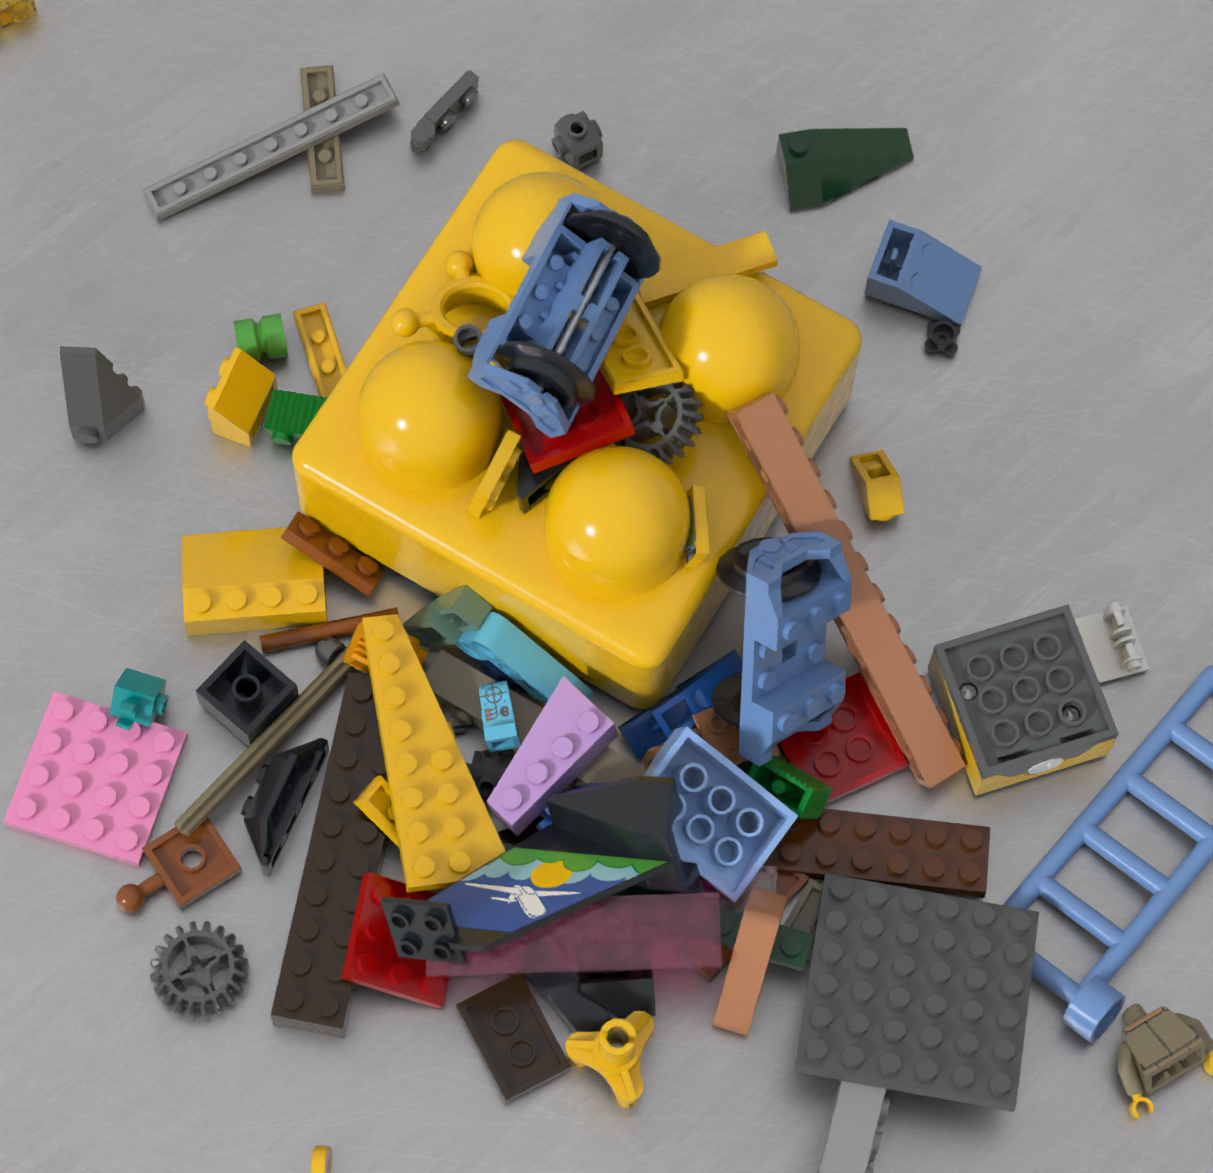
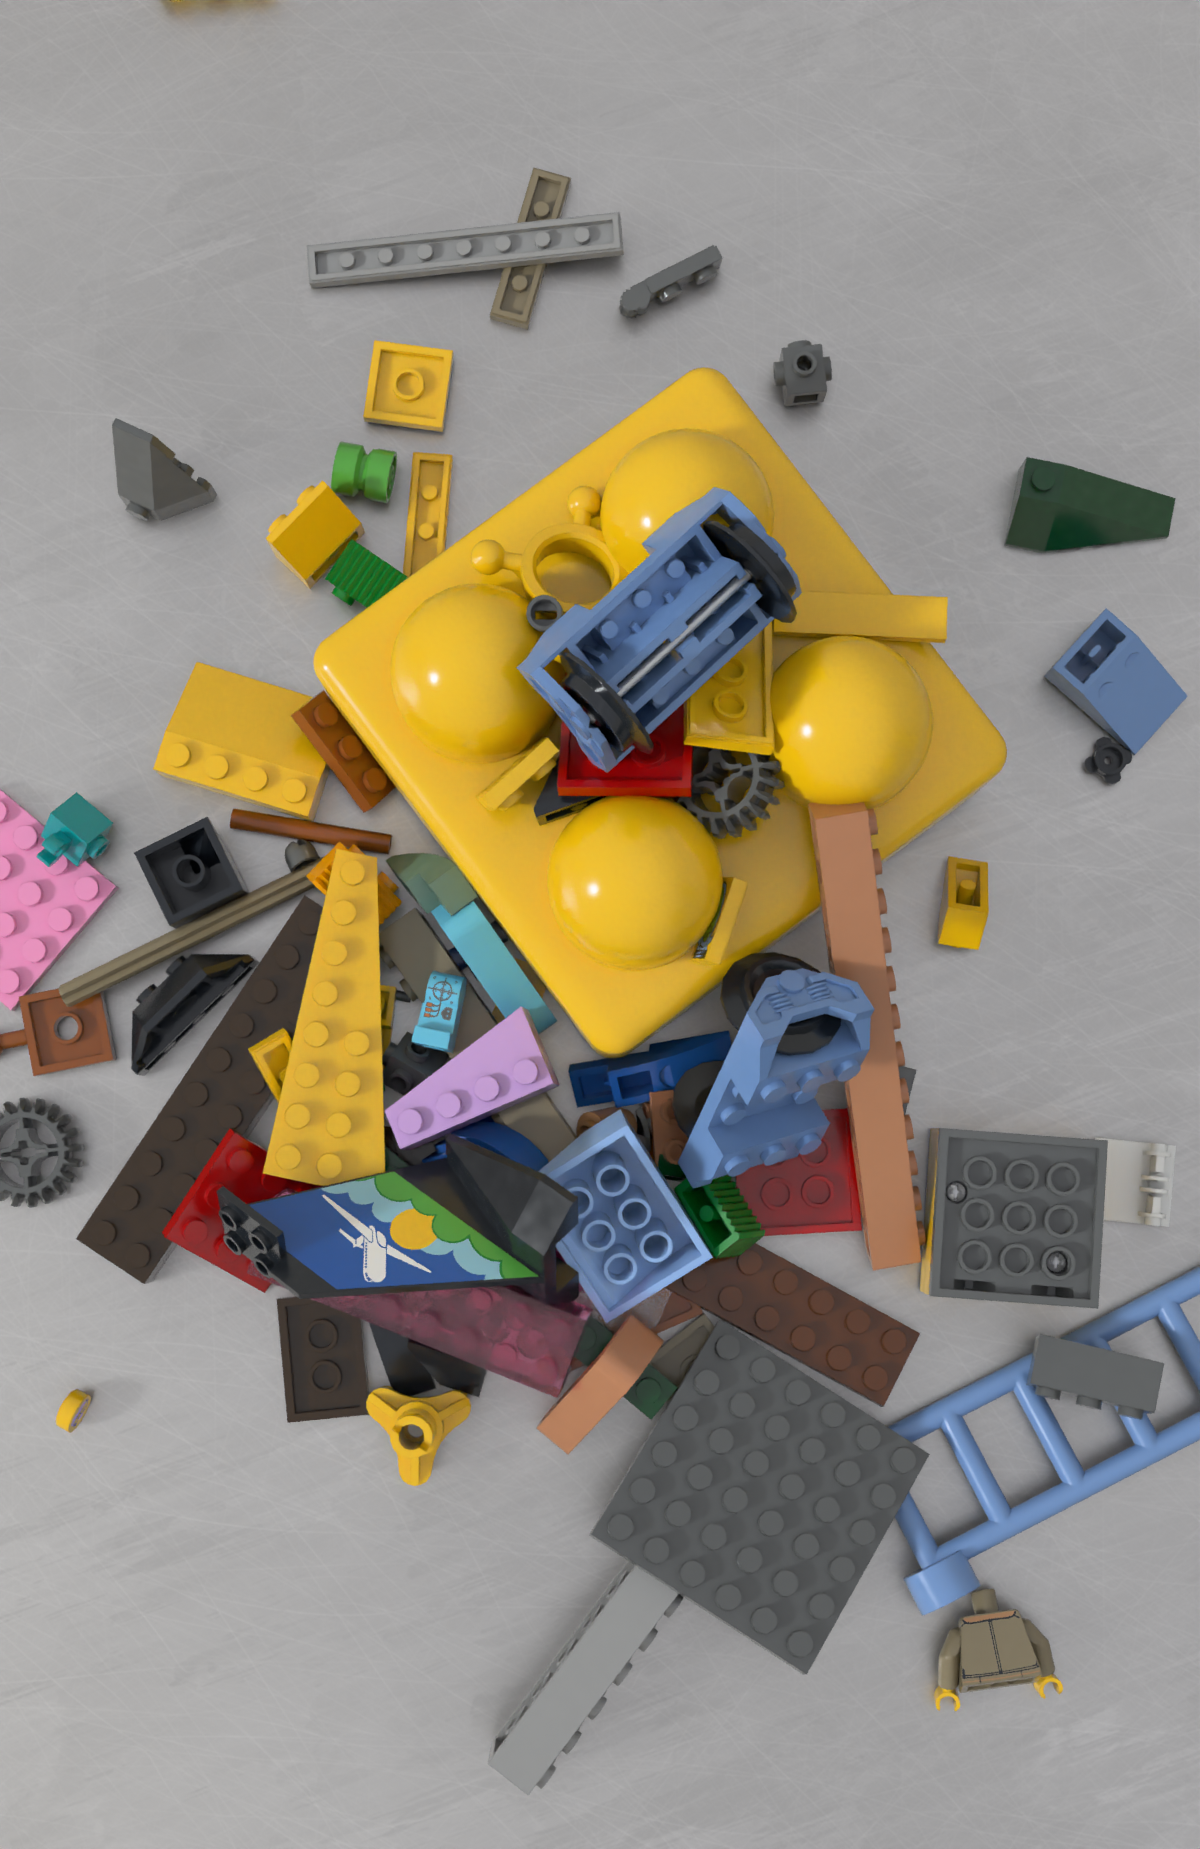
camera: 25 degrees right, 15 degrees up
(268, 263) = (408, 386): none -> yellow plate
(1141, 795) = (1094, 1376): none -> dark grey brick

